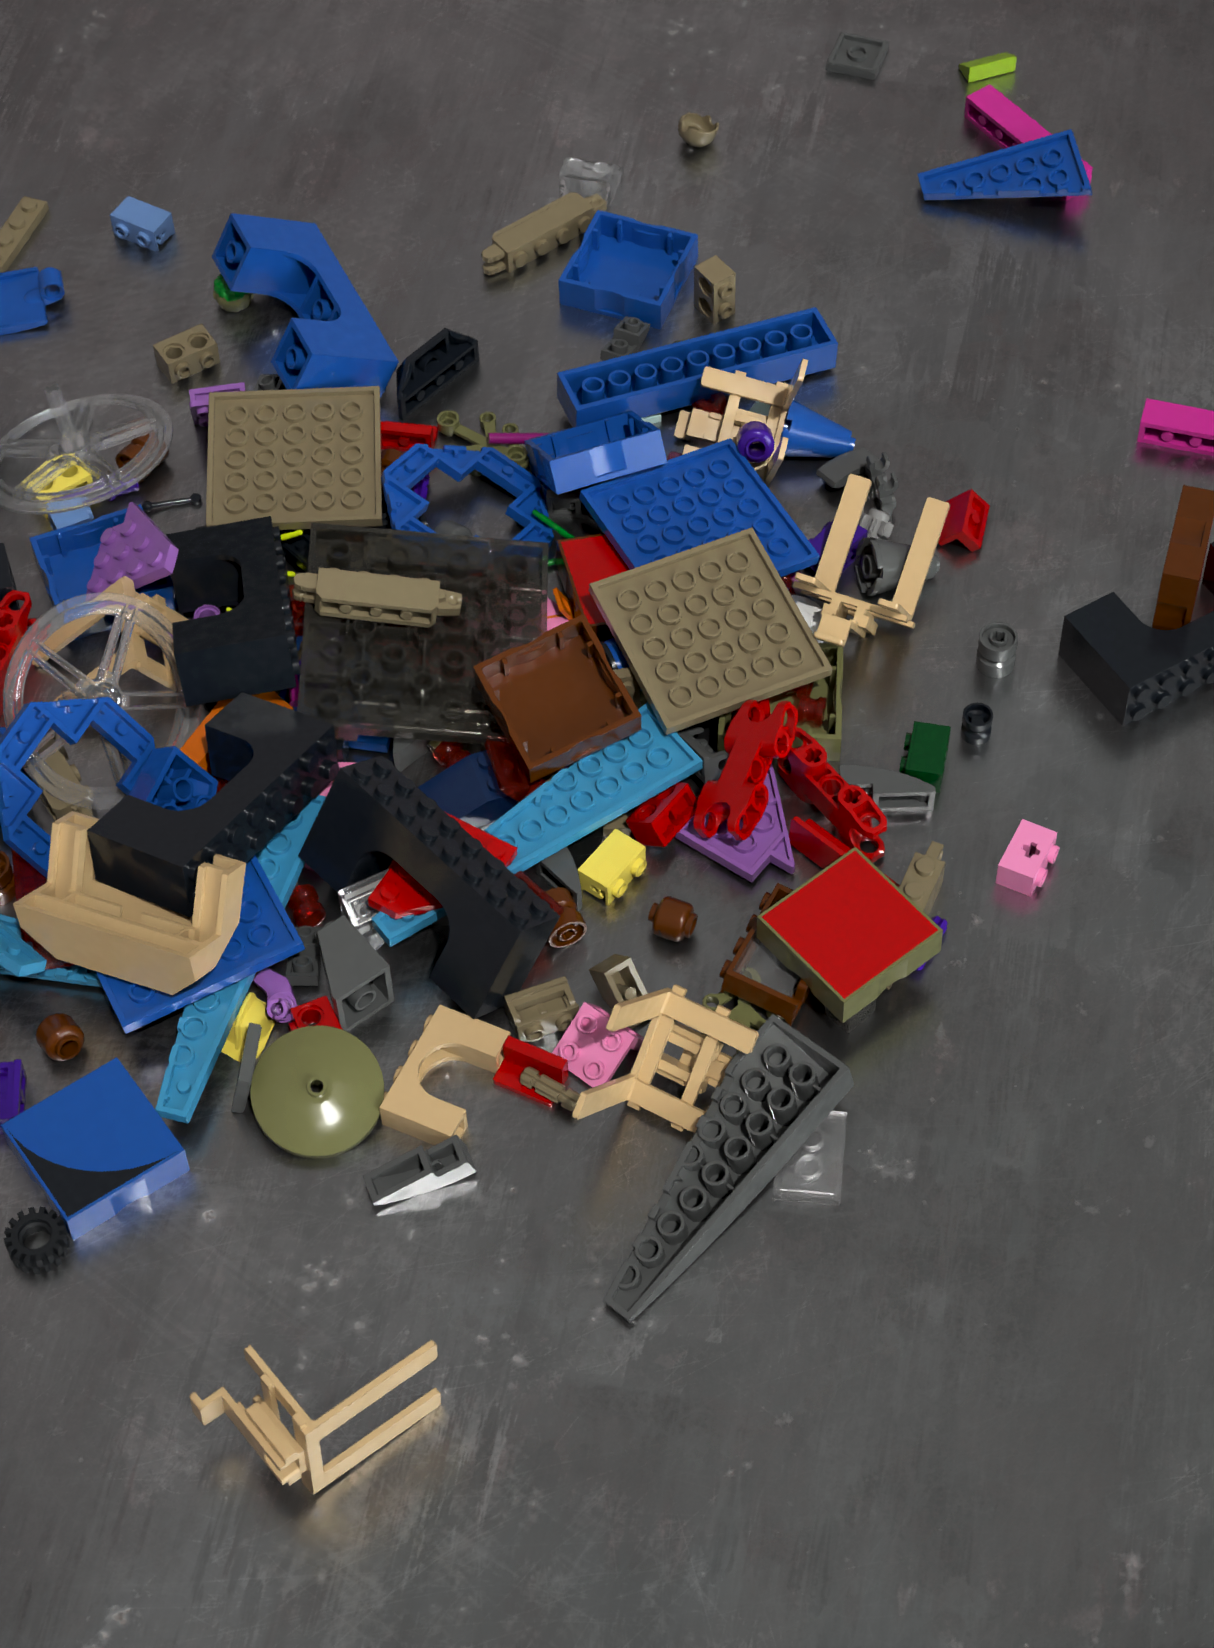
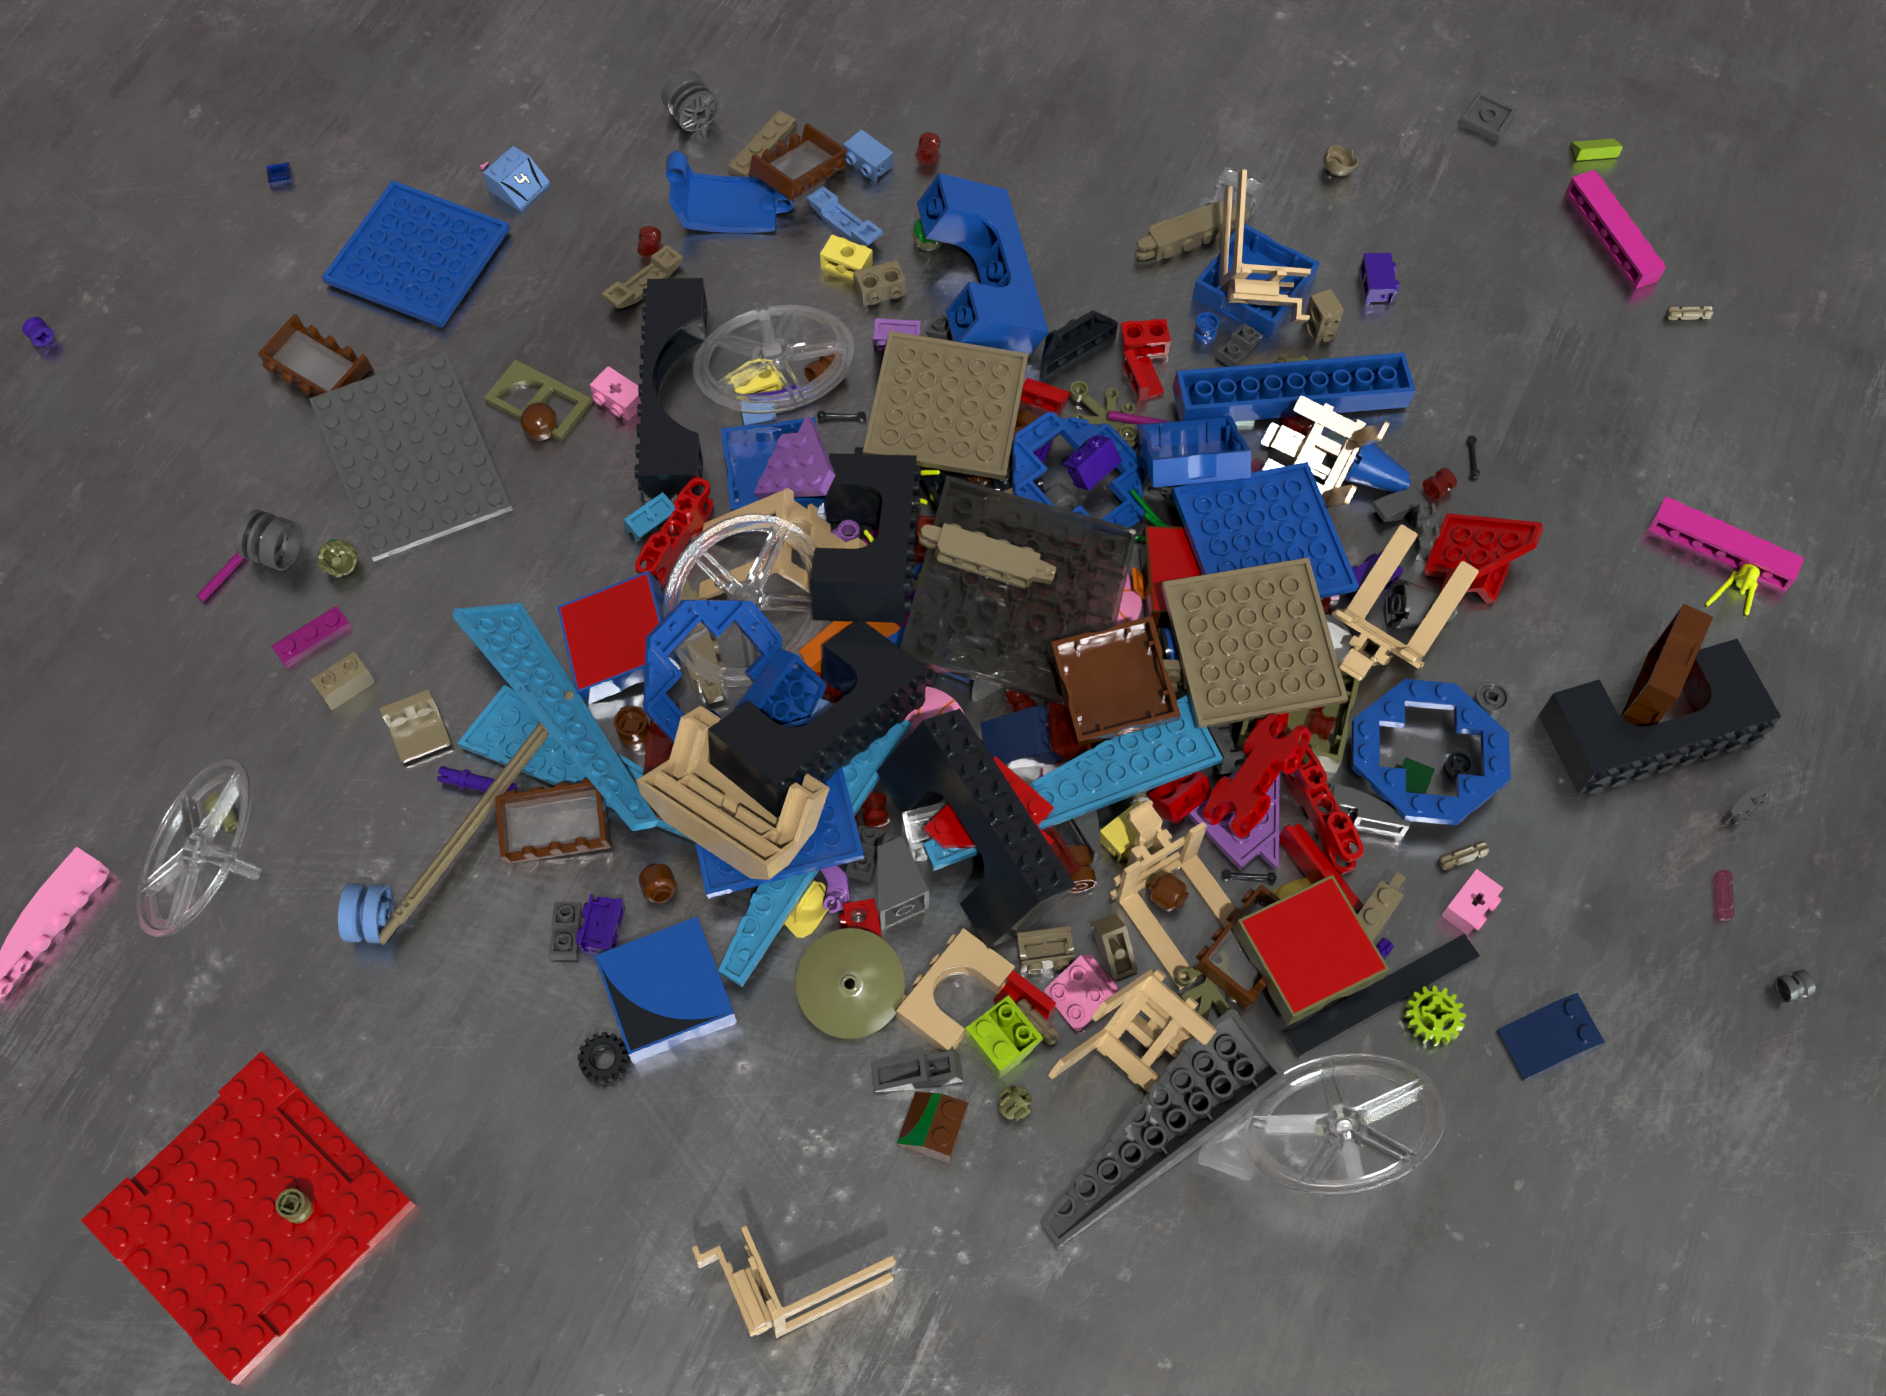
camera: 10 degrees right, 10 degrees up
(63, 245) = (801, 163): none -> reddish brown window
(126, 298) = (842, 220): none -> medium blue slope
(137, 333) = (845, 257): none -> light yellow brick
(212, 203) = (928, 148): none -> clear red wheel
(246, 1068) = (798, 949): dark grey tile -> none
(452, 1223) = (933, 1125): none -> reddish brown slope
(480, 486) = (1092, 462): none -> dark purple hinge
(512, 1111) = (1003, 1037): none -> lime slope
(513, 353) = (1145, 337): none -> red brick
(518, 393) = (1141, 376): none -> red panel
(543, 1177) = (1015, 1102): none -> olive gear
(582, 329) = (1206, 328): none -> blue wheel
(629, 273) = (1234, 282): none -> tan piece
(643, 867) = (1144, 867): none -> tan piece
(738, 891) = (1227, 875): none -> black hinge
(755, 441) = (1327, 470): dark purple head -> none
(770, 240) = (1378, 277): none -> dark purple hinge
(876, 523) = (1413, 564): light grey gear -> none
(892, 434) = (1437, 485): none -> clear red wheel
(903, 749) = (1468, 719): none -> blue plate
(916, 389) = (1471, 440): none -> black hinge
(930, 1104) = (1346, 1126): none -> clear wheel
(945, 978) = (1381, 995): none -> black tile
(955, 480) = (1481, 543): none -> red wing
(1006, 813) = (1463, 855): none -> dark tan axle
(1012, 981) = (1426, 1023): none -> lime gear
(1030, 169) = (1613, 258): blue wing -> none
(1131, 211) = (1689, 312): none -> dark tan axle
(1149, 977) = (1550, 1036): none -> dark blue slope

